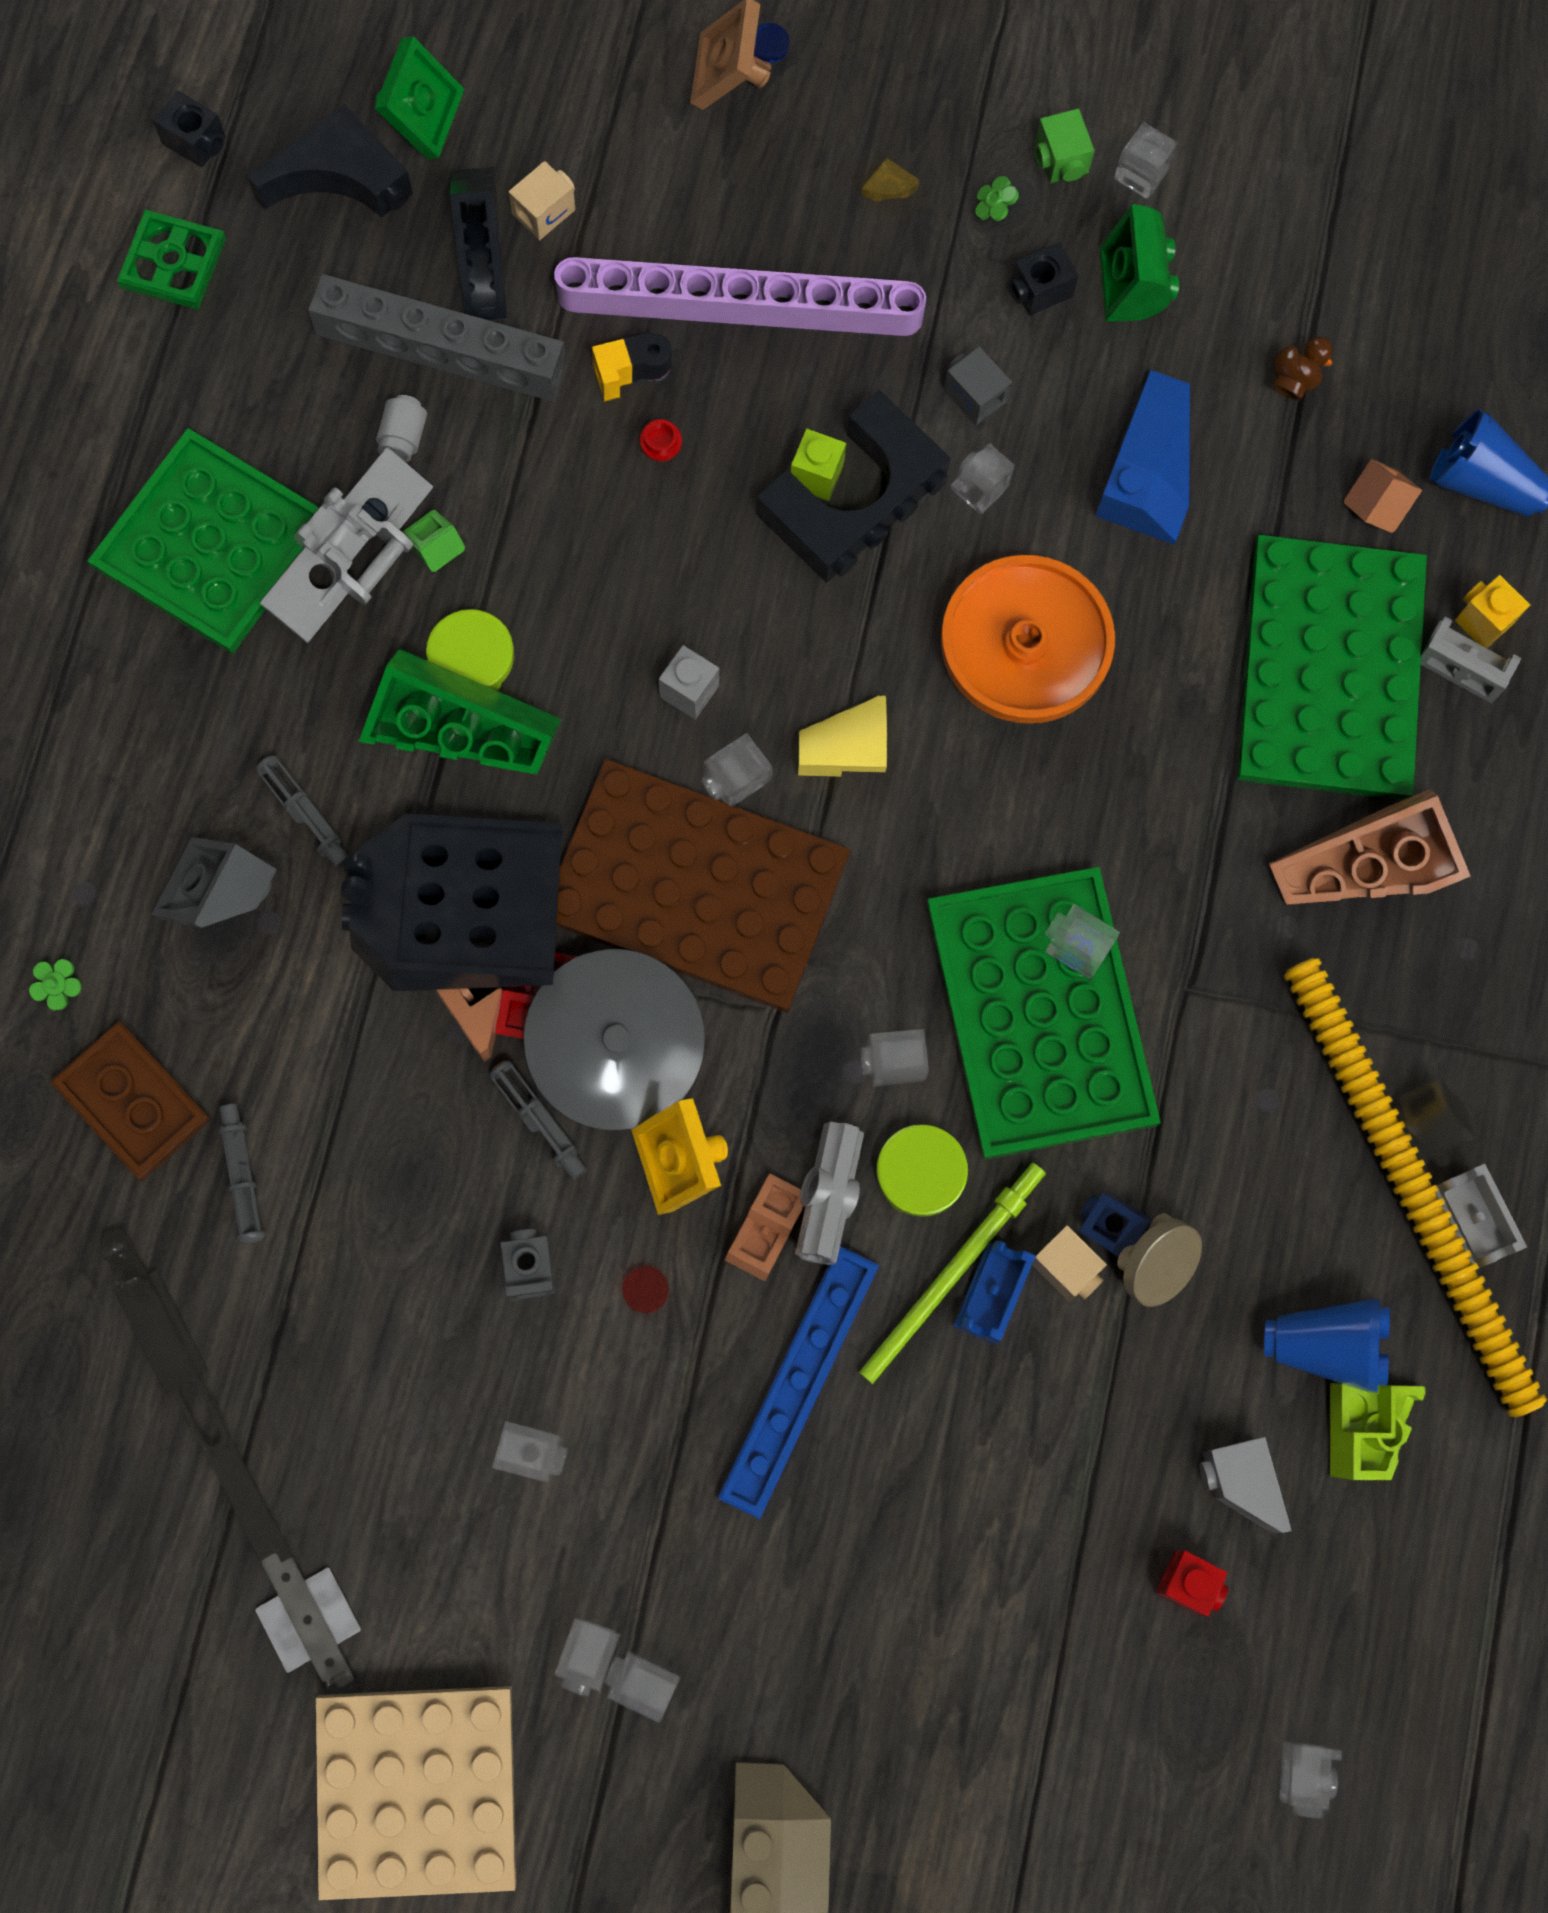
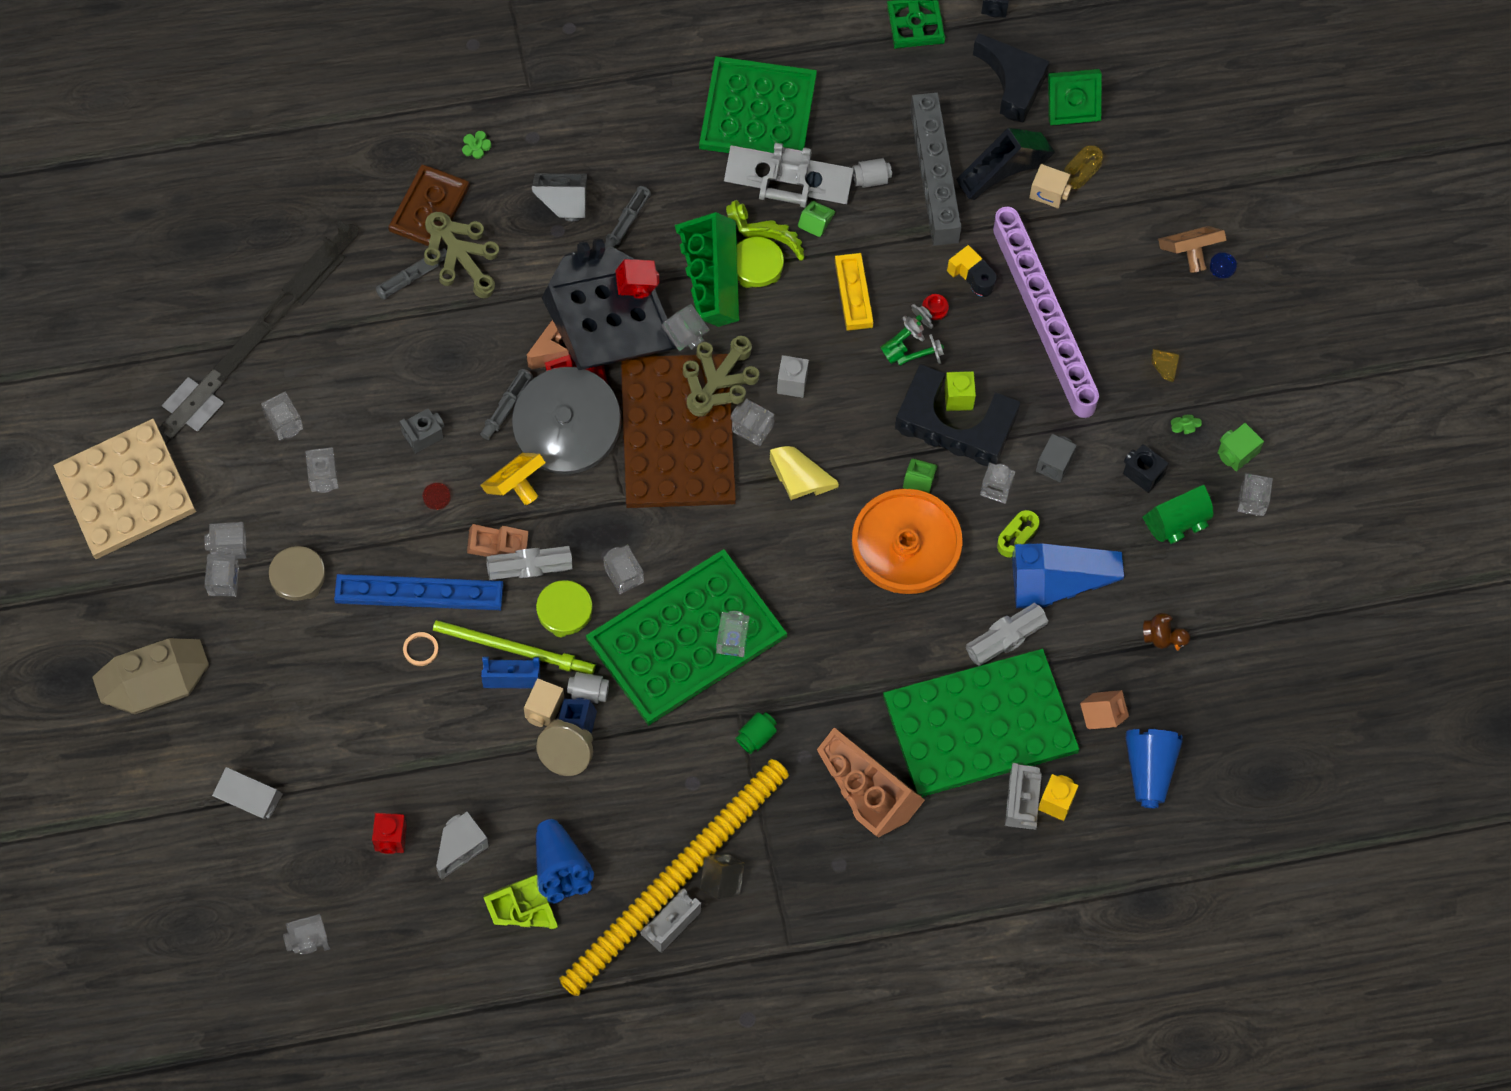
camera: 70 degrees right, 10 degrees down
(238, 1086) = (459, 250): none -> olive plant
(405, 1480) = (282, 416): none -> clear brick
(419, 617) = (764, 229): none -> lime plant
(436, 832) = (636, 278): none -> red brick
(536, 142) = (1086, 170): none -> clear yellow beam
(544, 799) = (686, 328): none -> clear brick
(584, 539) = (853, 291): none -> yellow plate
(646, 789) = (718, 378): none -> olive plant
(690, 1562) = (297, 573): none -> dark tan tile
(707, 523) = (895, 348): none -> plant
(919, 1415) = (420, 663): none -> light nougat piece
(920, 580) = (919, 475): none -> bright green slope
(1038, 1784) = (247, 794): none -> light grey hinge
(1059, 494) = (1013, 529): none -> lime beam
(1069, 1187) = (588, 687): none -> light grey brick
(1219, 571) = (1006, 634): none -> light grey piece
(1234, 975) = (756, 732): none -> green brick

